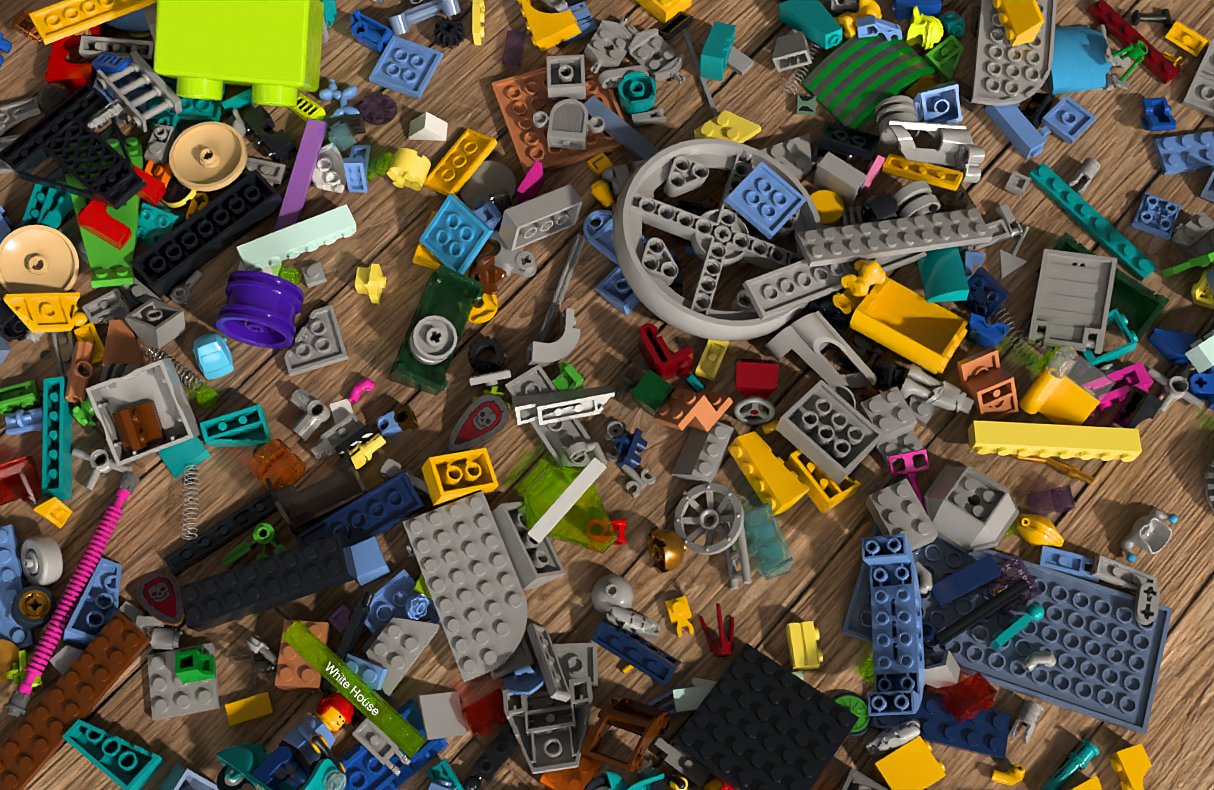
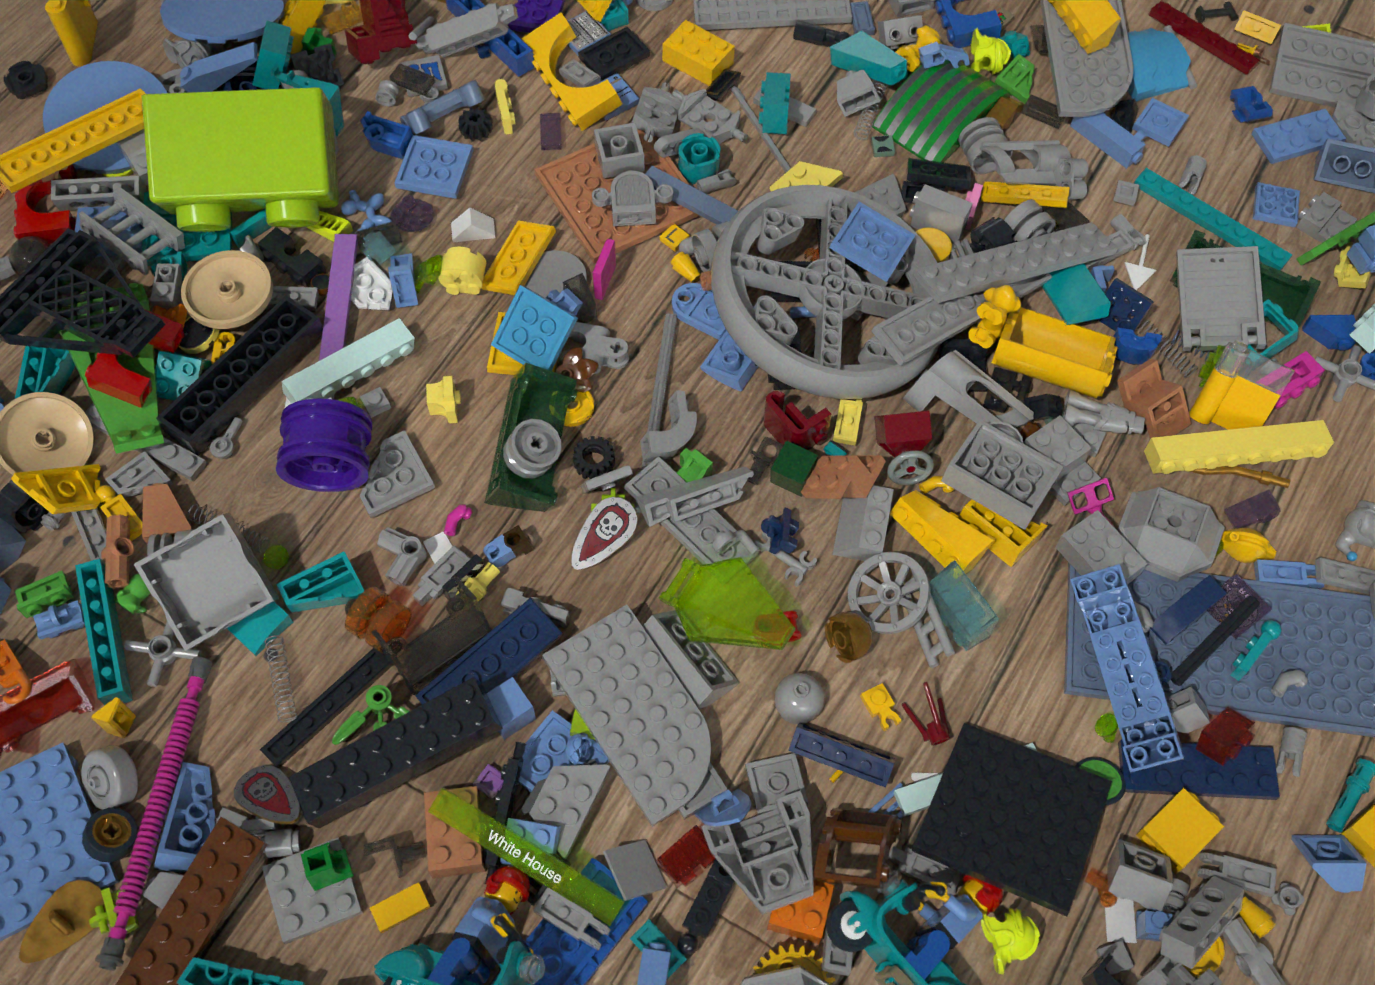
camera: 15 degrees left, 5 degrees down
(100, 118) = (94, 262): clear smoke plate -> none
(111, 63) = (92, 204): blue slope -> none
(131, 301) = (170, 467): black pin -> none
(139, 426) = (203, 600): reddish brown bracket -> none
(156, 323) = (201, 481): light grey slope -> none
(213, 355) = (274, 509): medium azure helmet -> none
(258, 644) = (396, 829): light grey plate -> none
(459, 475) = (595, 592): yellow brick -> none
(540, 217) = (624, 299): light grey brick -> none
(548, 662) = (748, 784): light grey tile -> none
(566, 500) = (727, 598): white sticker -> none
(615, 425) = (757, 510): light grey plate -> none
(633, 622) = (831, 722): light grey hinge -> none
(803, 646) = (1027, 714): light yellow brick -> none
(893, 737) = (1154, 796): light grey hinge -> none
(939, 104) = (1026, 122): medium blue slope -> none
(1009, 777) = (1290, 817): yellow arm -> none
(1120, 58) = (1213, 43): plant -> none
(1137, 407) = (1315, 399): black arch -> none

